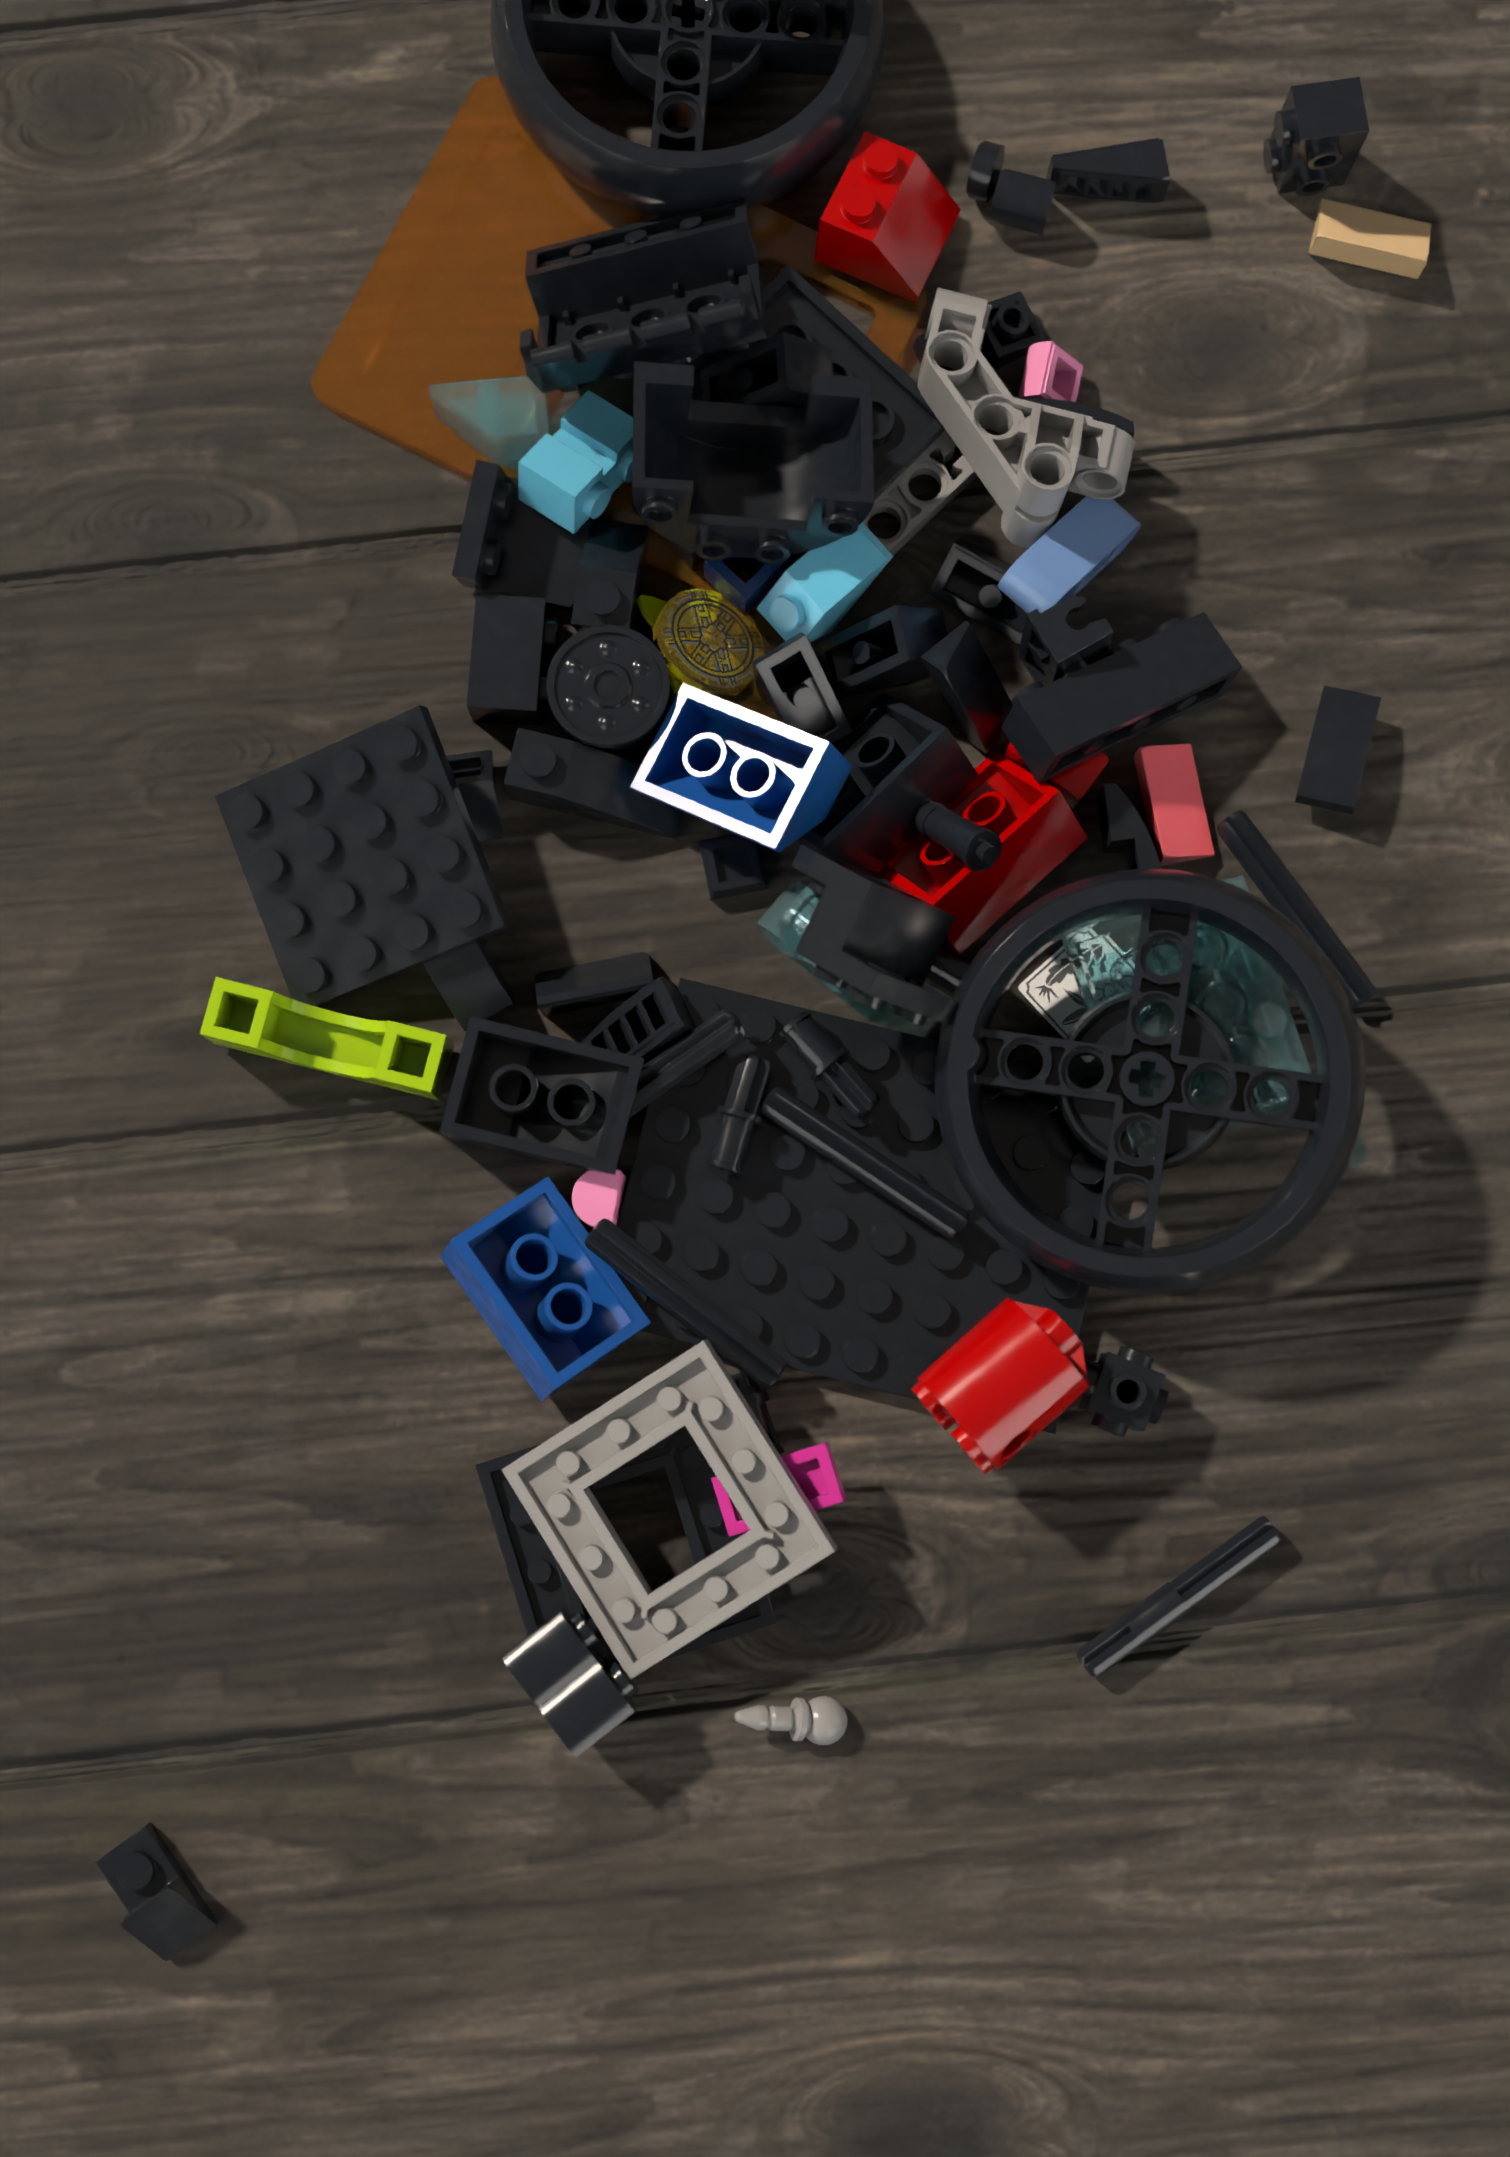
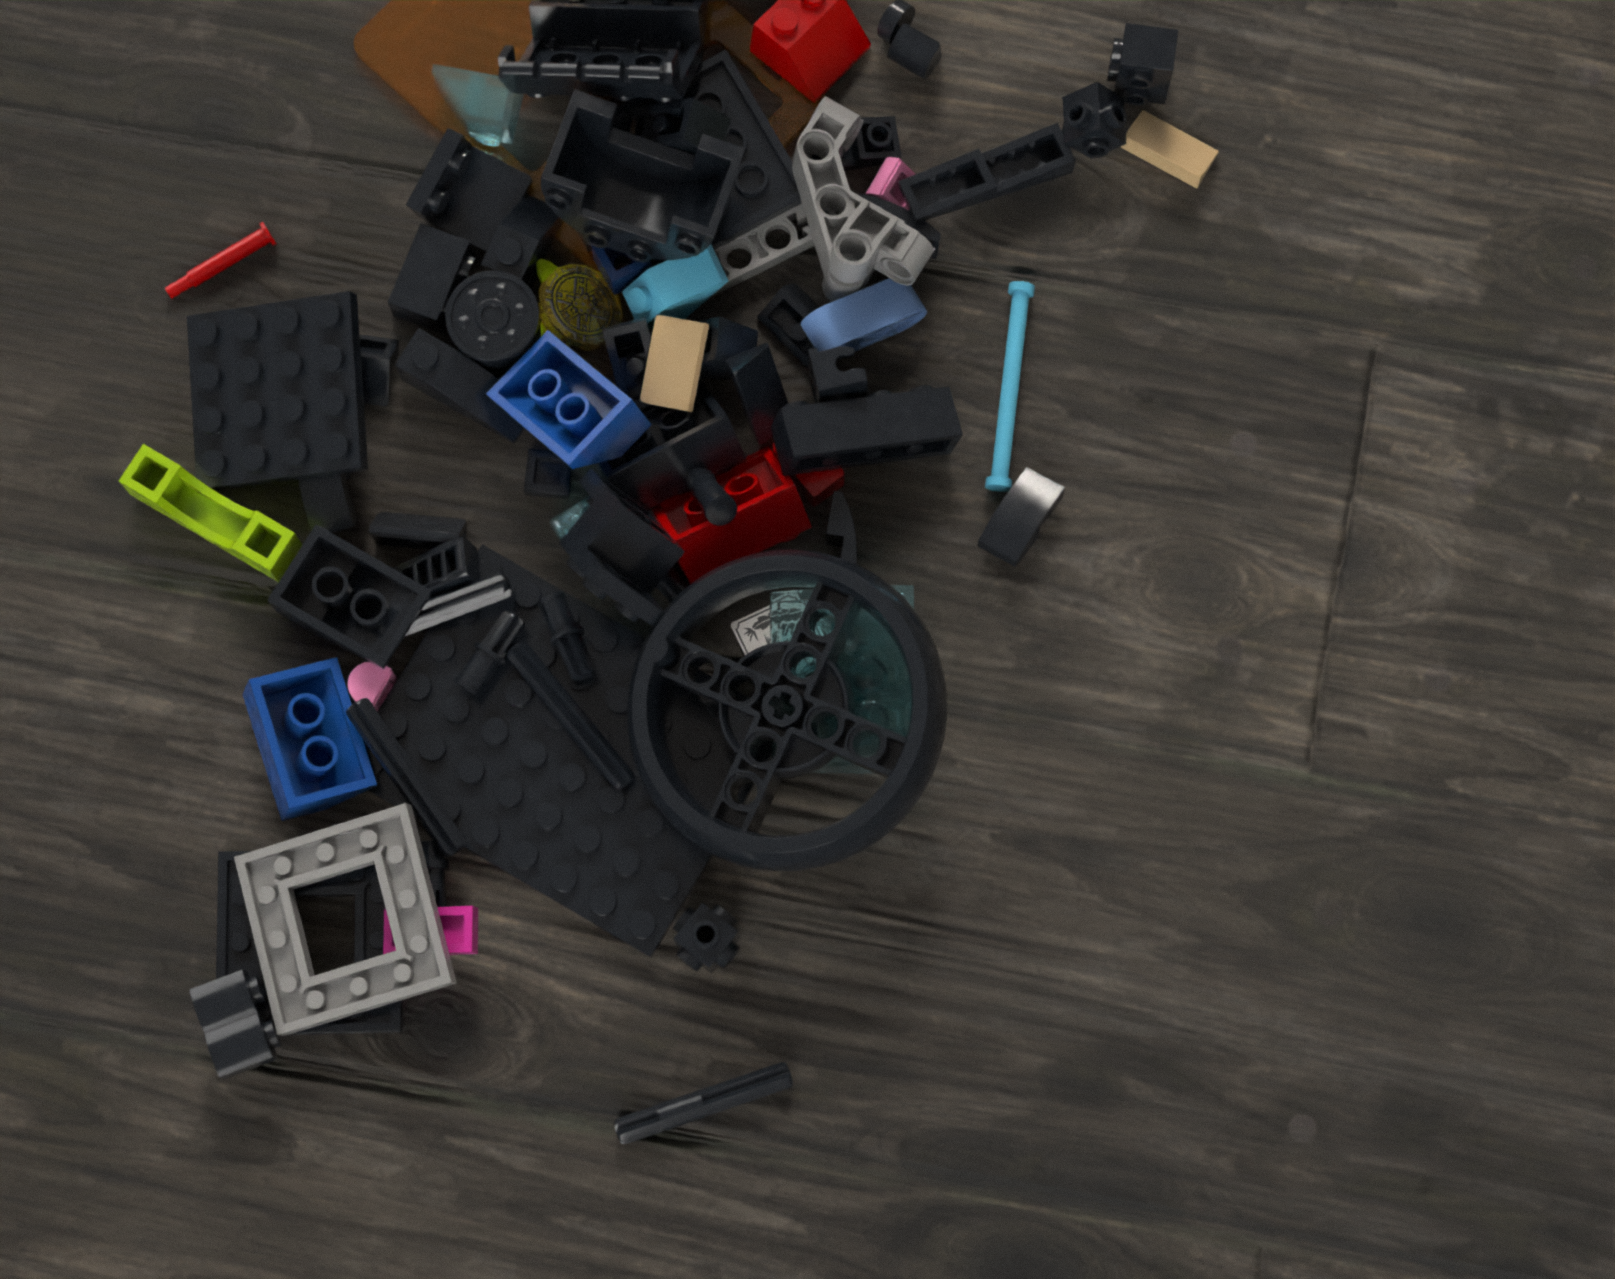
camera: 20 degrees right, 5 degrees down
(235, 712) = (222, 261): none -> red piece
(580, 465) = (517, 154): medium azure brick -> none
(819, 1720) = (410, 1114): light grey bar -> none
(855, 679) = (674, 363): none -> tan slope
(1005, 1381) = (615, 899): red cylinder -> none
(1114, 172) = (991, 48): black slope -> none
(1165, 330) = (989, 174): none -> black slope
(1173, 803) = (888, 522): coral slope -> none
(1246, 470) = (999, 478): none -> medium azure bar
(1274, 226) = (1094, 120): none -> black brick
(1290, 899) = (953, 625): black axle -> none

